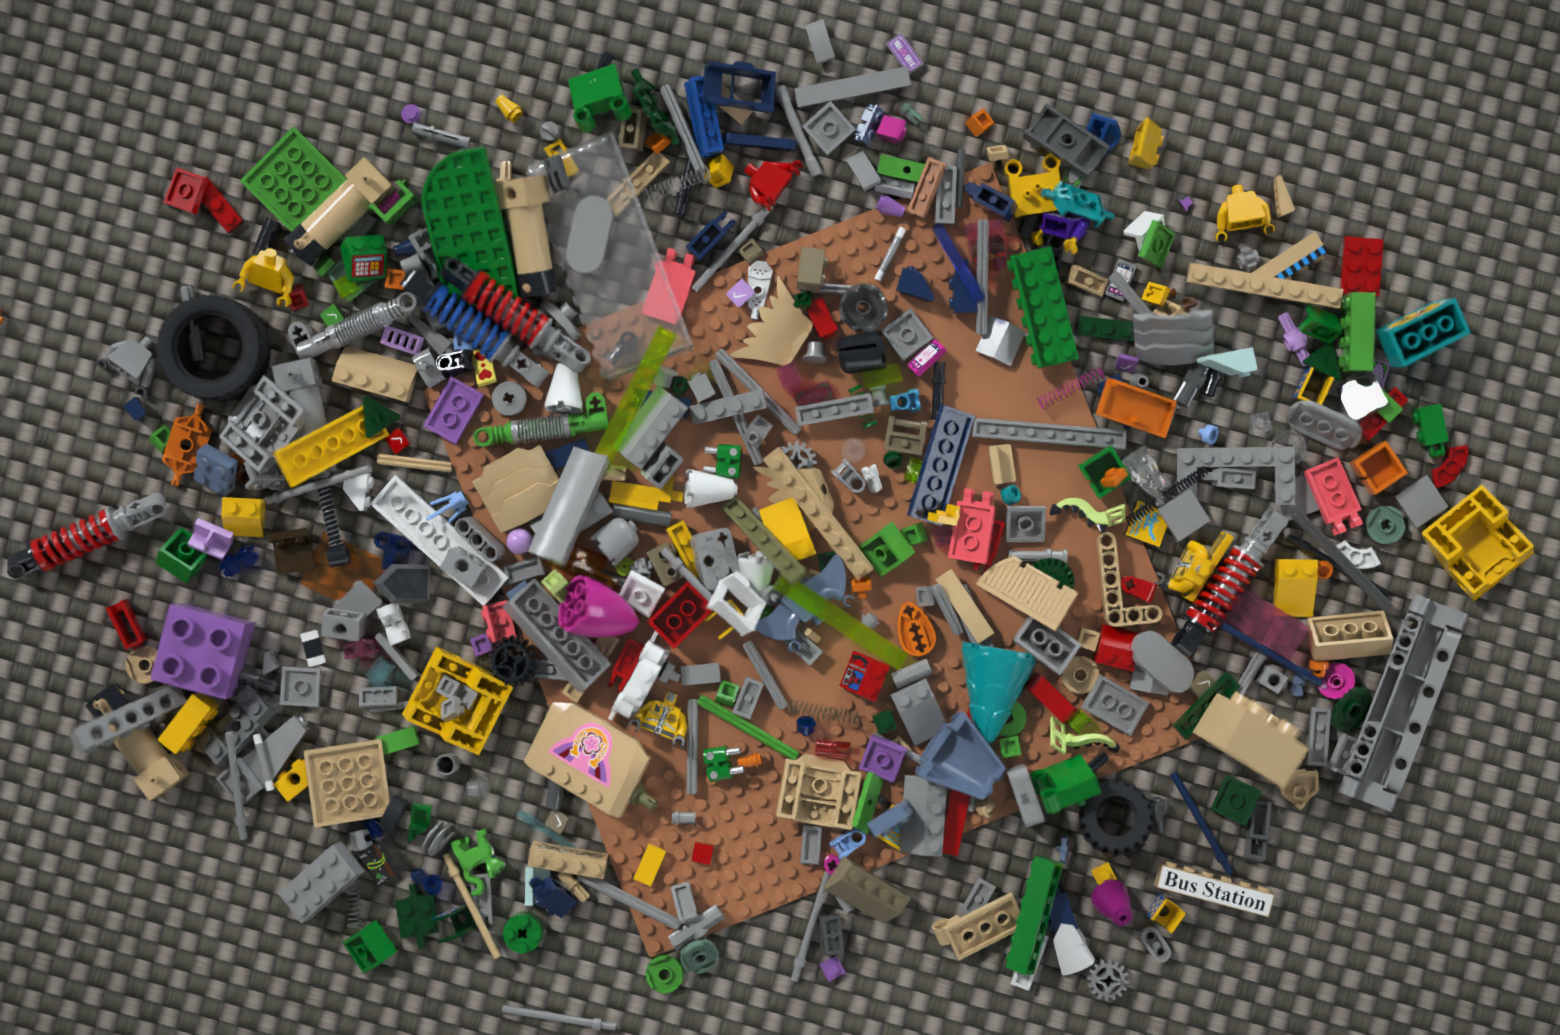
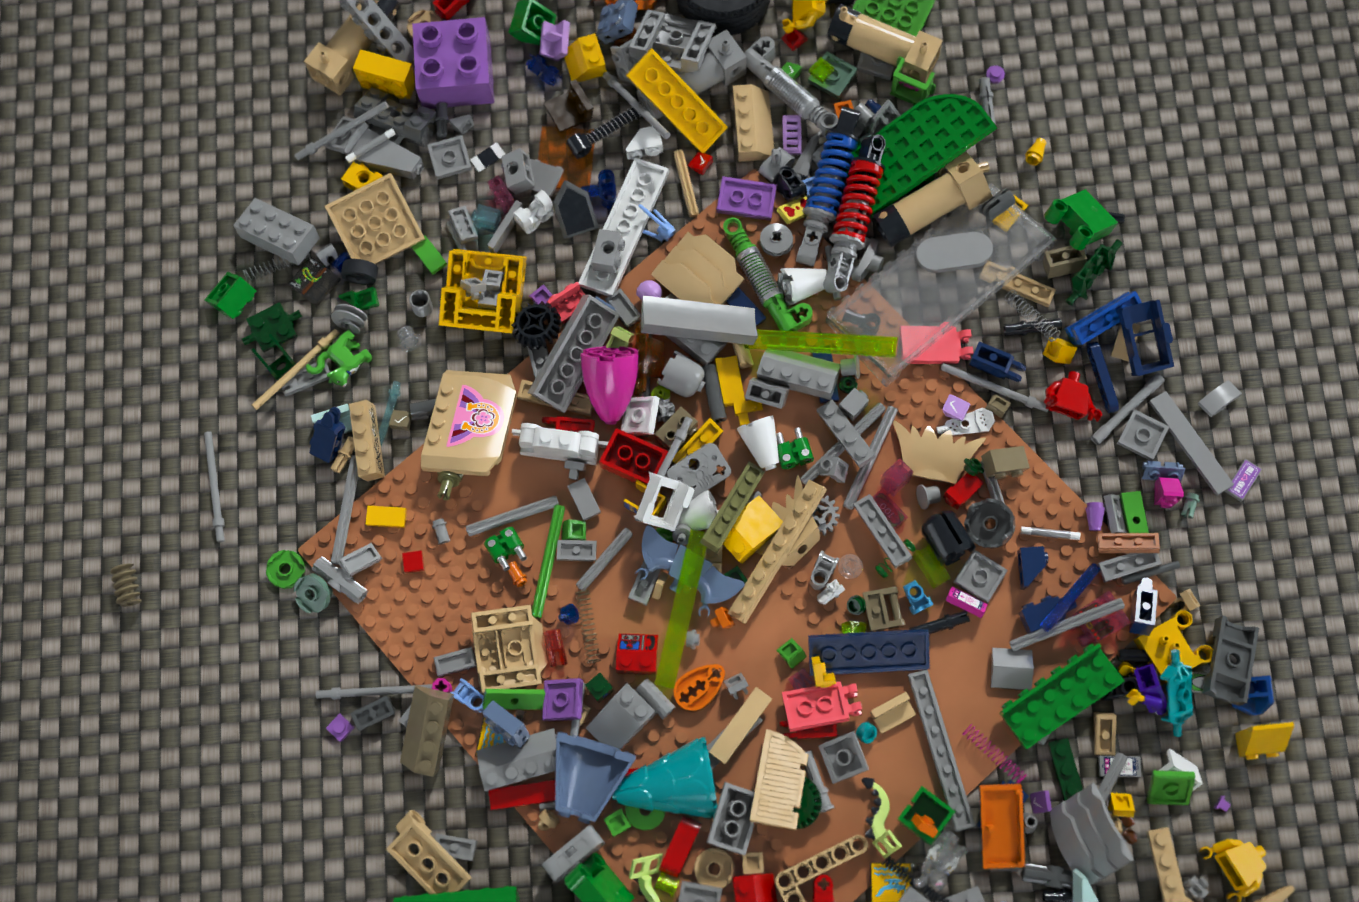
camera: 75 degrees right, 15 degrees down
(324, 265) = (832, 48): bright green tile -> none
(364, 258) = (852, 76): green slope -> none
(377, 416) = (715, 136): dark green piece -> none
(419, 876) = (309, 317): clear blue plate -> none
(488, 540) = (638, 259): light grey beam -> none
(520, 921) = (279, 416): green brick -> none
(549, 131) = (1031, 193): light grey tile -> none
(657, 142) = (1062, 287): orange tile -> none
(662, 719) = (529, 477): torso -> none
(682, 127) = (1085, 304): light grey axle -> none
(863, 171) = (1117, 480): light grey slope -> none
(879, 395) = (911, 570): light grey bush -> none
(886, 549) = (767, 630): bright green slope -> none
(947, 609) = (731, 709): light grey axle -> none
(979, 122) = (1210, 574): orange slope -> none

